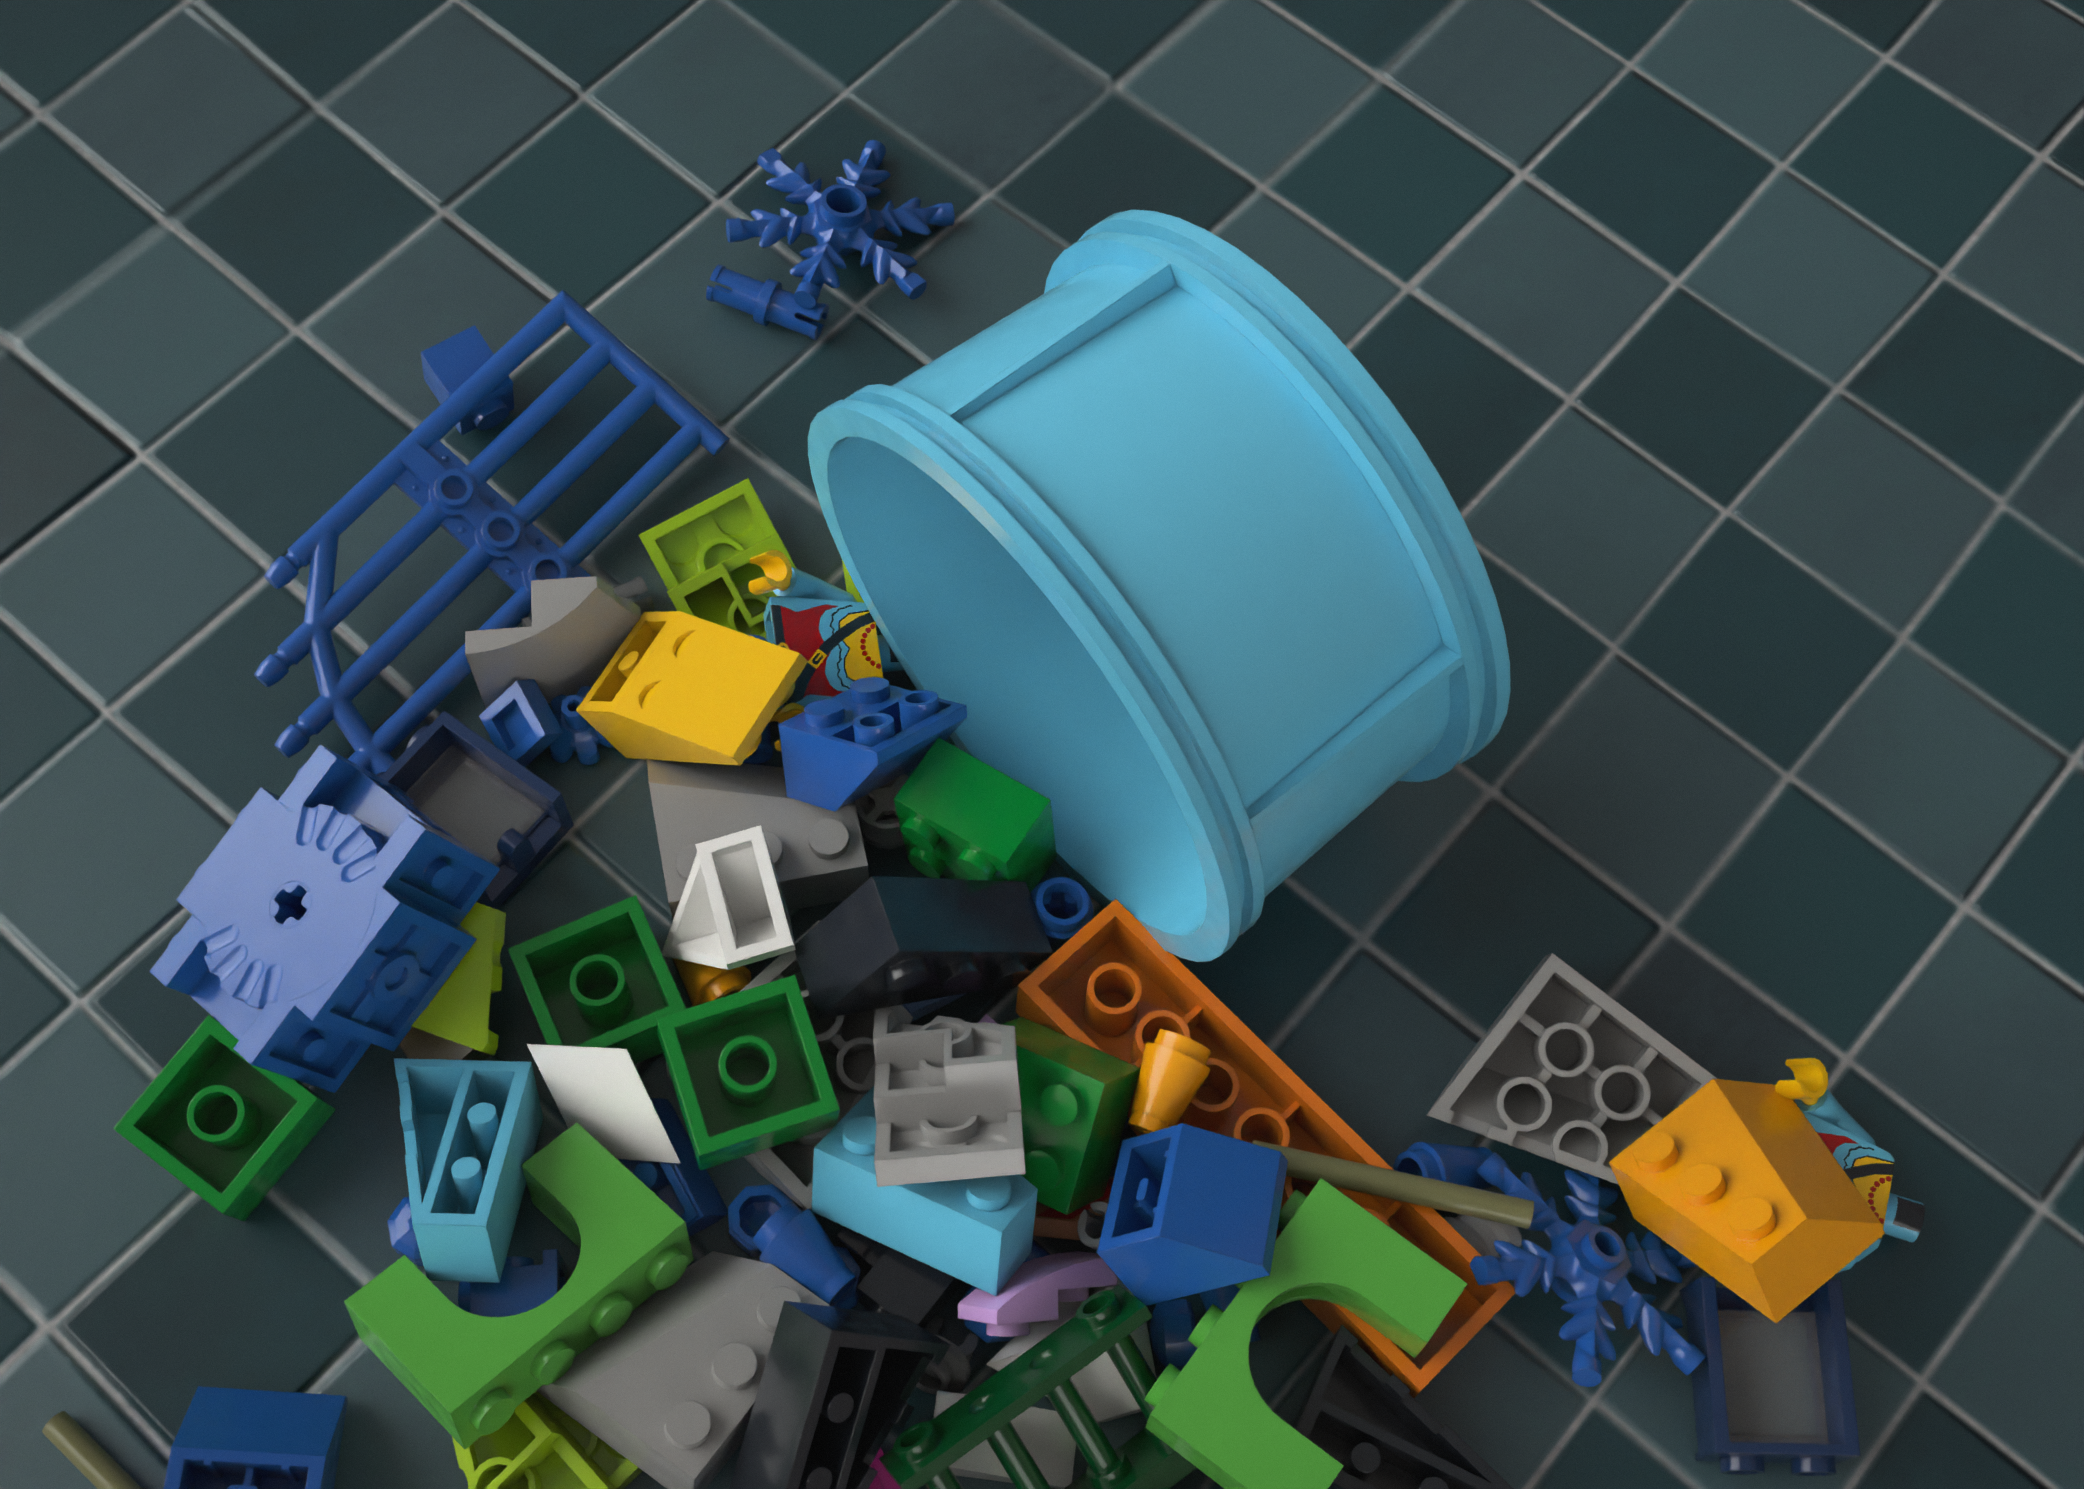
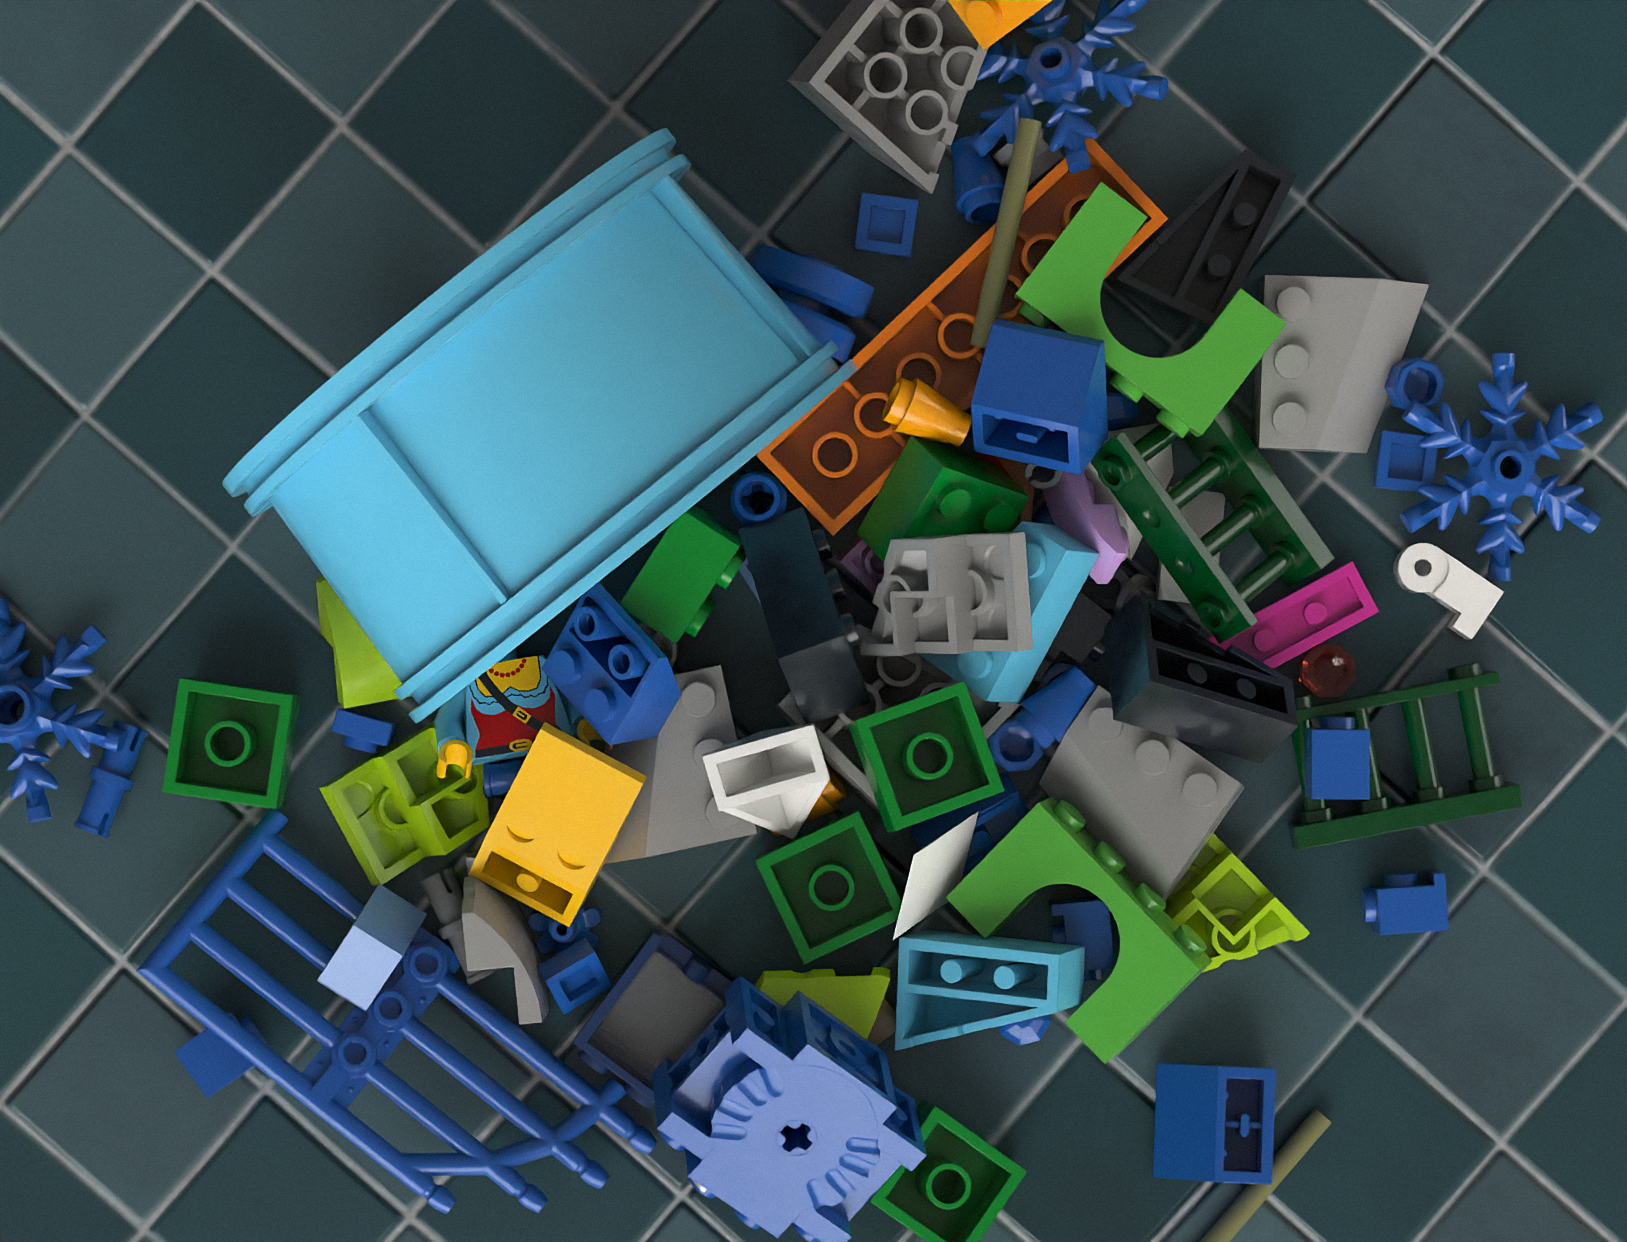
camera: 85 degrees left, 25 degrees up
(572, 514) = (372, 947): none -> slope
(784, 382) = (231, 742): none -> green brick
(806, 529) = (363, 730): none -> blue plate
(1293, 962) = (813, 290): none -> blue wheel
(1384, 1070) = (886, 225): none -> blue plate

